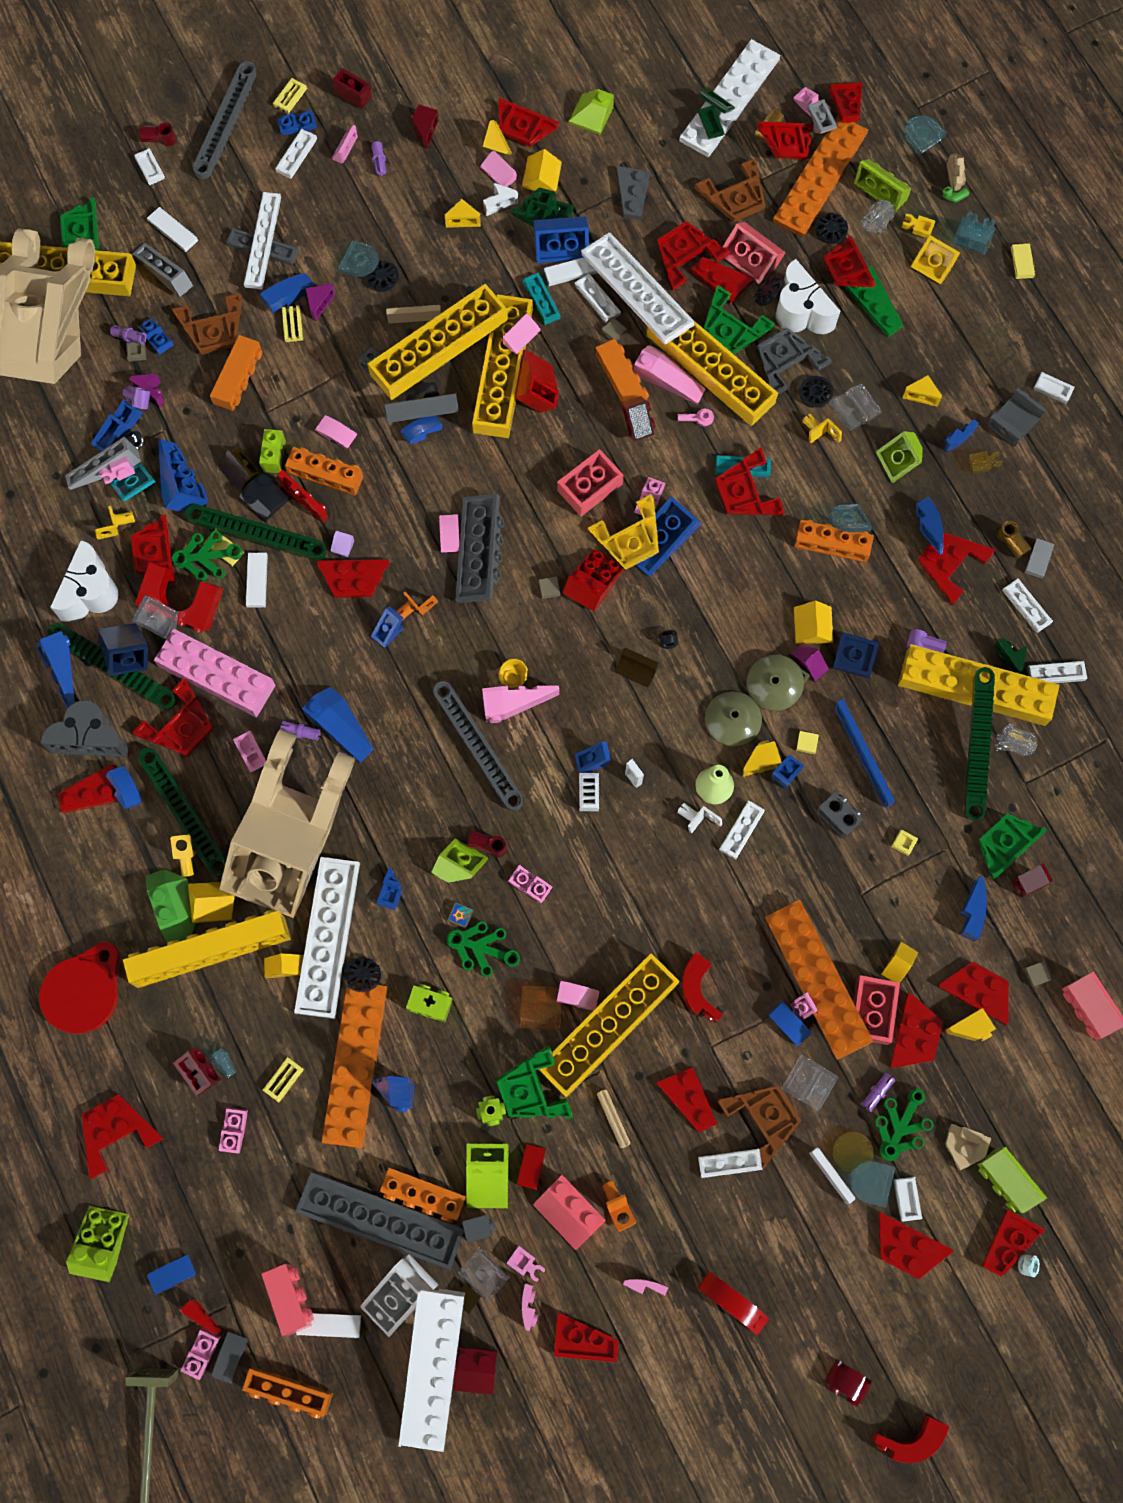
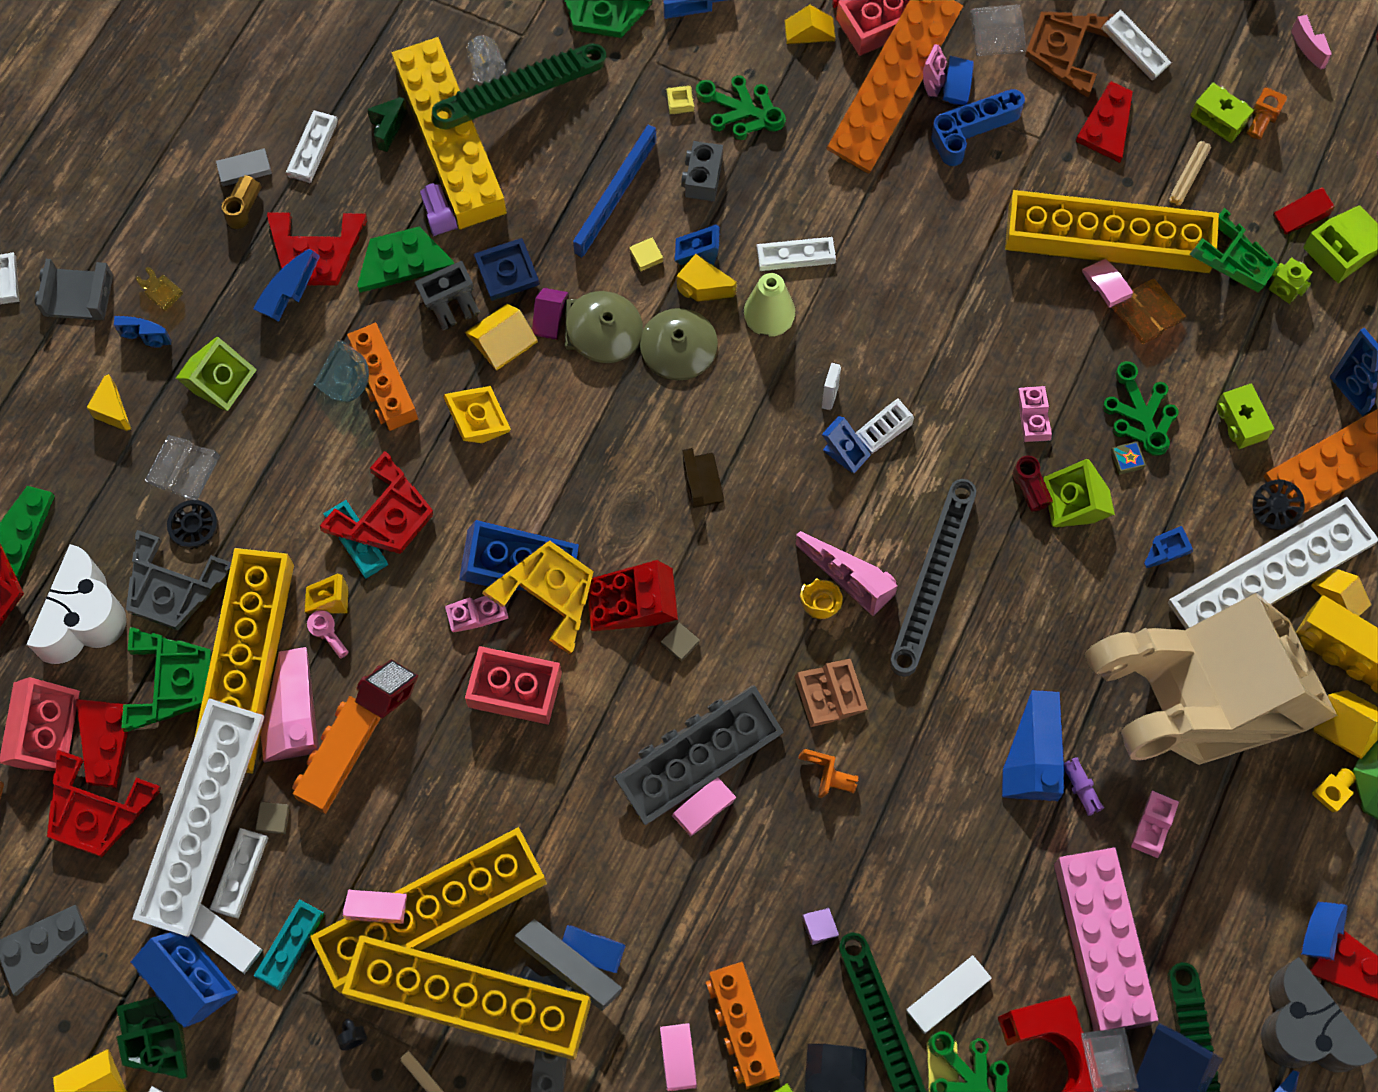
camera: 125 degrees left, 5 degrees down
(182, 811) = (1287, 841): dark green gear -> none
(185, 729) = (1201, 921): red wing -> none
(302, 496) = (798, 1019): red wing -> none
(353, 577) = (849, 879): red wing -> none
(387, 627) = (881, 782): blue slope -> none
(458, 642) = (830, 692): none -> nougat slope
(536, 383) = (422, 846): red slope -> none
(569, 1212) = (1309, 148): coral slope -> none
(627, 1173) = (1222, 112): none -> lime brick
(668, 637) = (639, 468): black tile -> none
(691, 988) = (995, 192): red arch -> none
(696, 817) = (823, 302): white bracket -> none
(717, 429) = (327, 595): none -> yellow slope
(750, 1012) = (1005, 109): none -> blue beam
(768, 291) = (87, 663): black wheel -> none
(770, 574) = (477, 414): none -> yellow slope
(818, 429) = (244, 486): yellow bracket -> none
(867, 609) = (445, 286): none -> dark grey brick
(868, 876) = (743, 108): none -> green plant
(909, 604) = (400, 259): none -> green wing
(1059, 672) = (371, 74): white tile -> none

